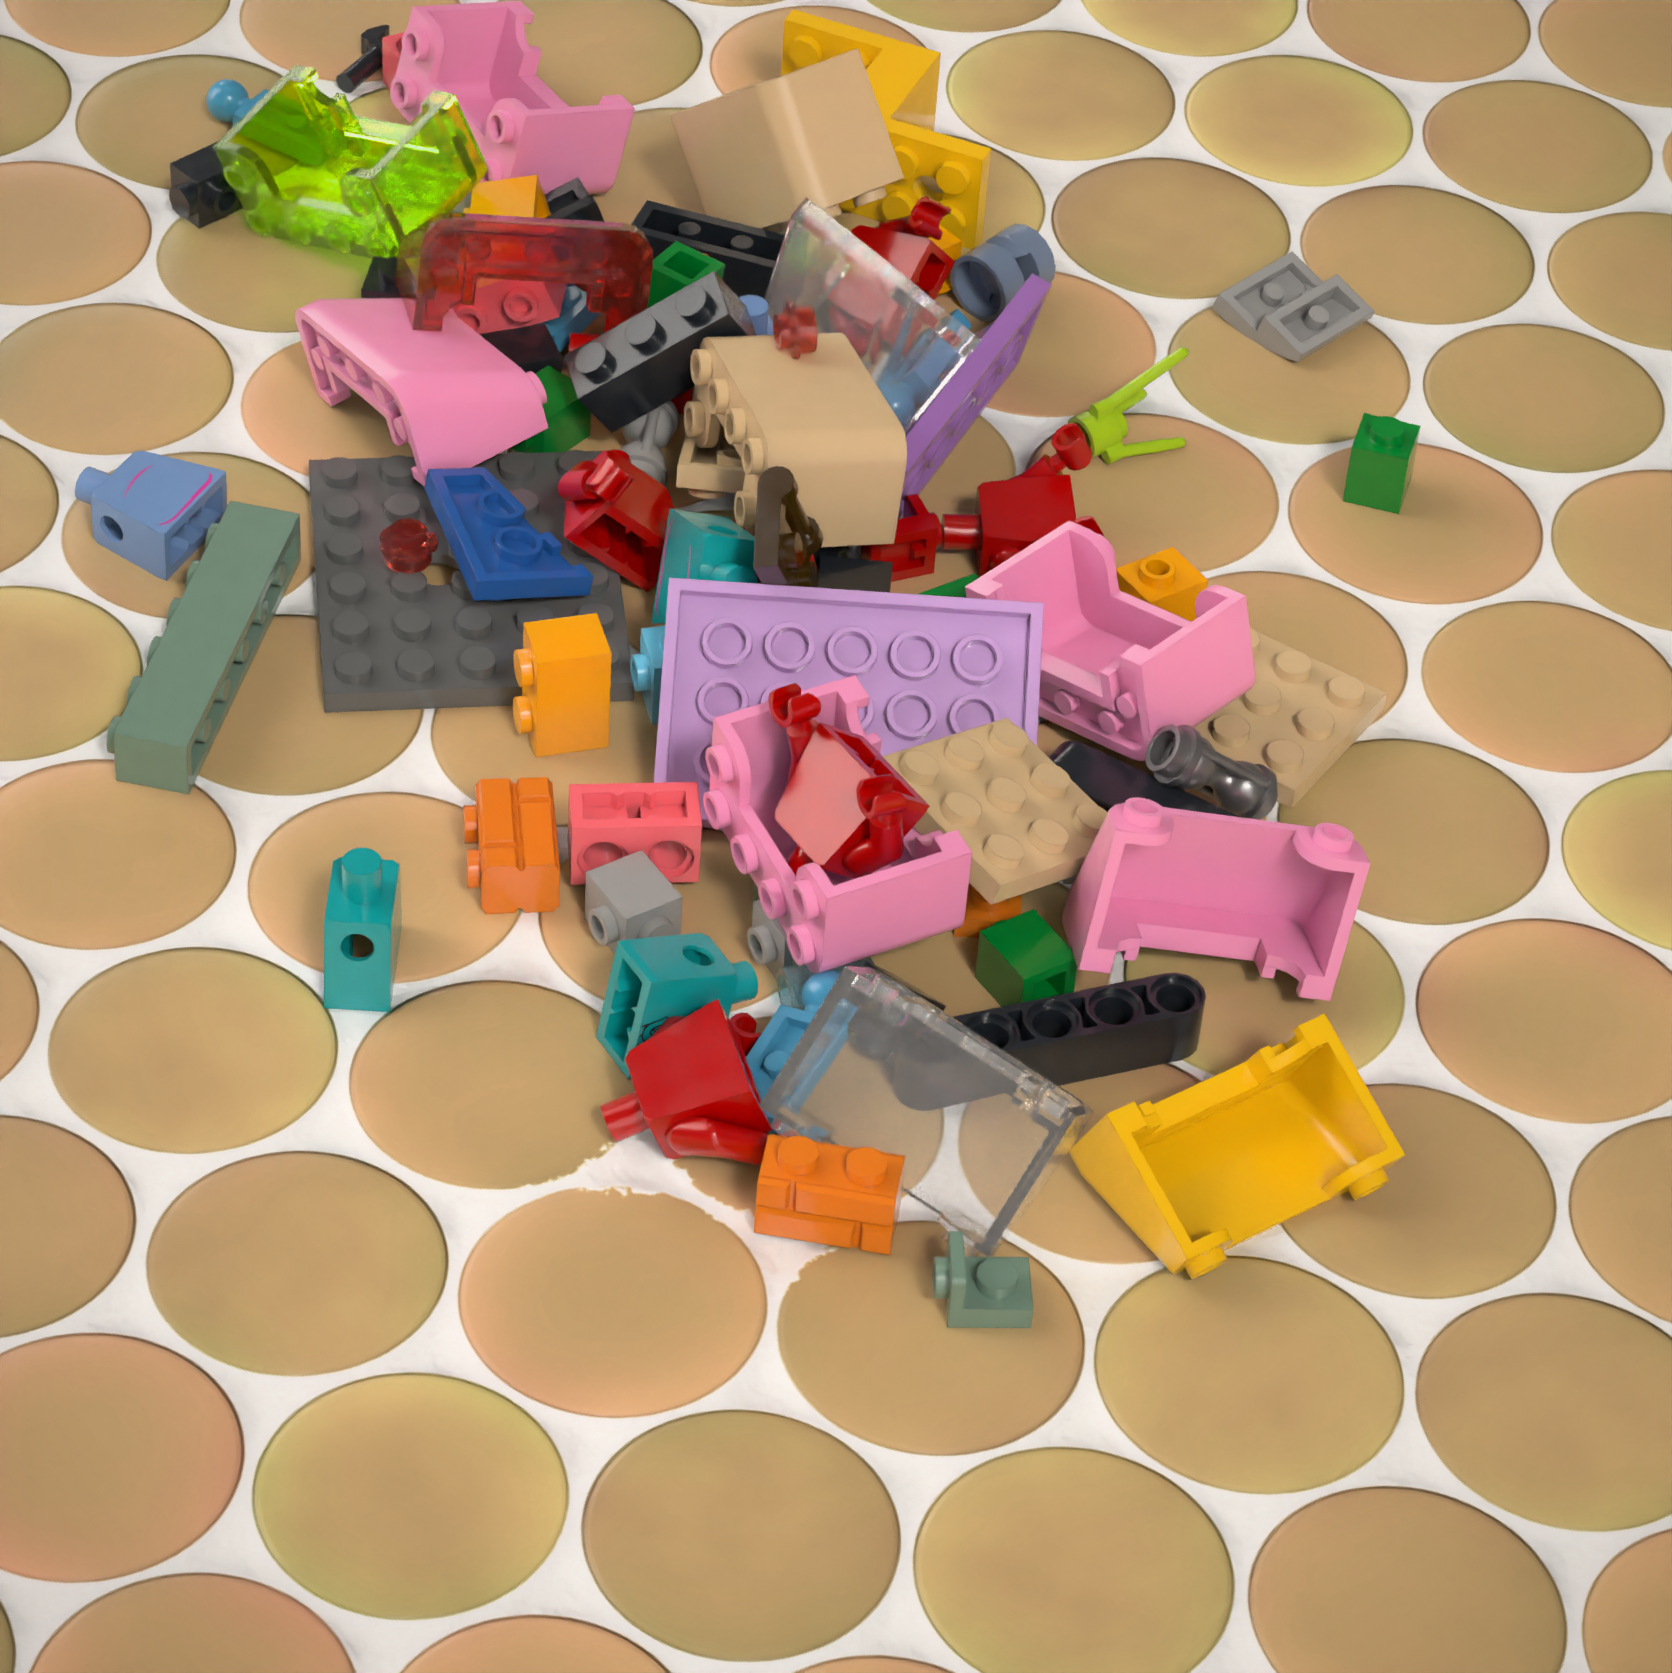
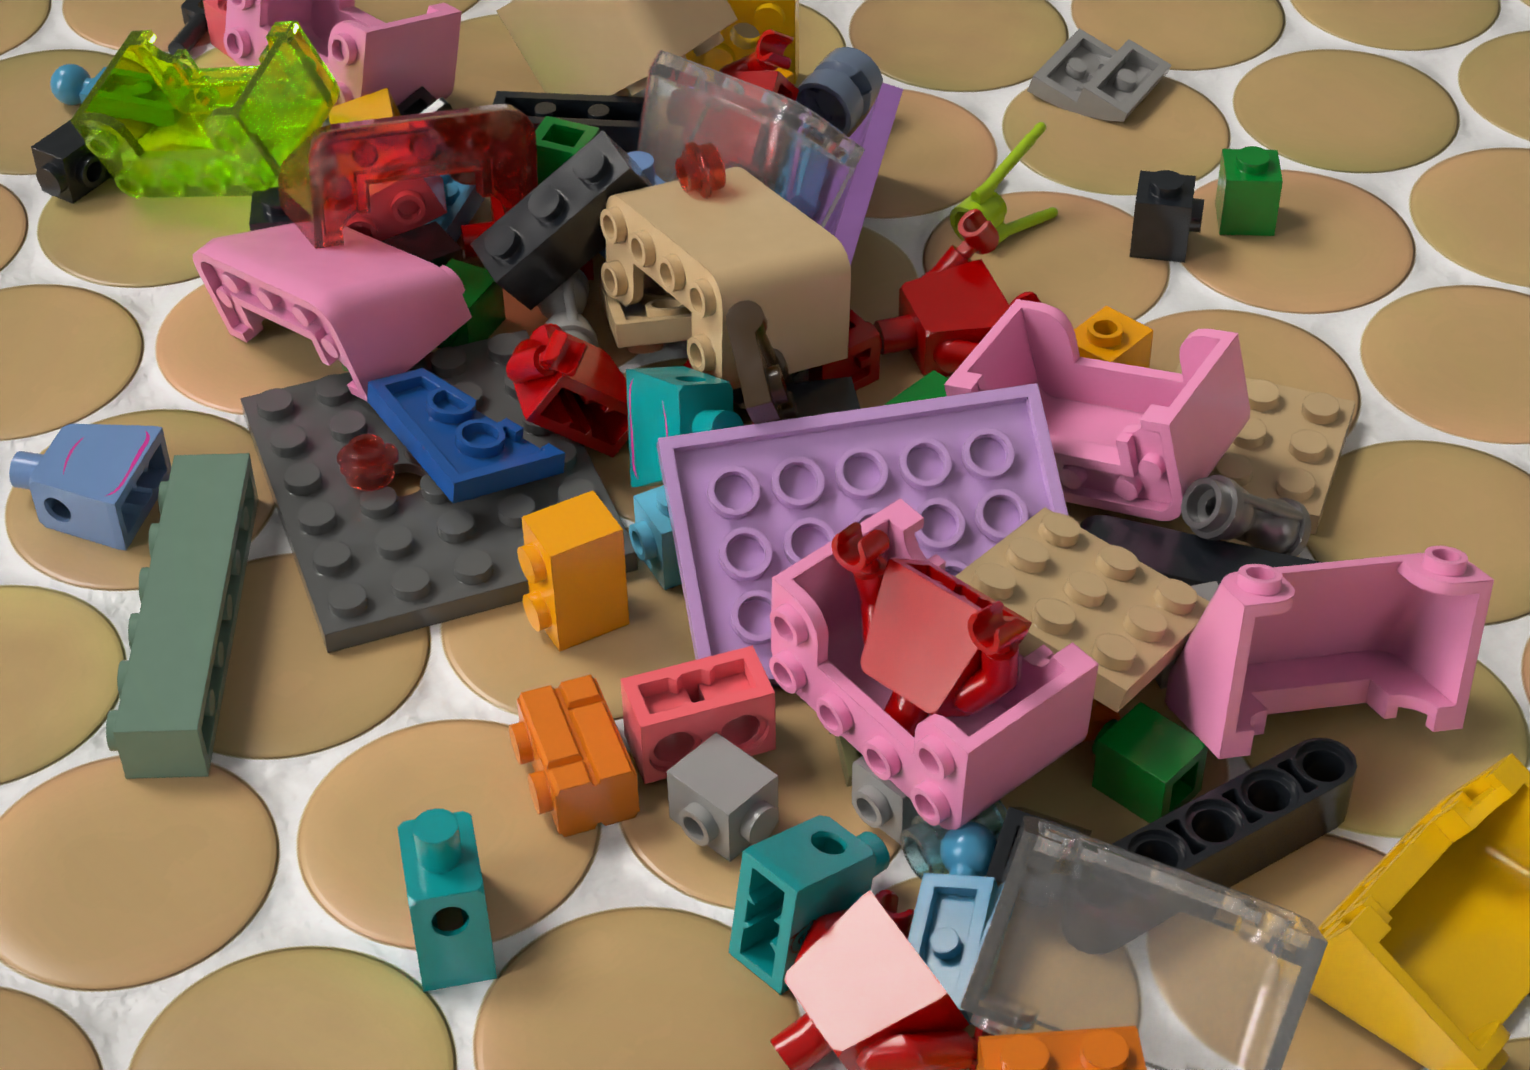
camera: 10 degrees left, 0 degrees up
(1282, 470) = (1165, 215): none -> black brick

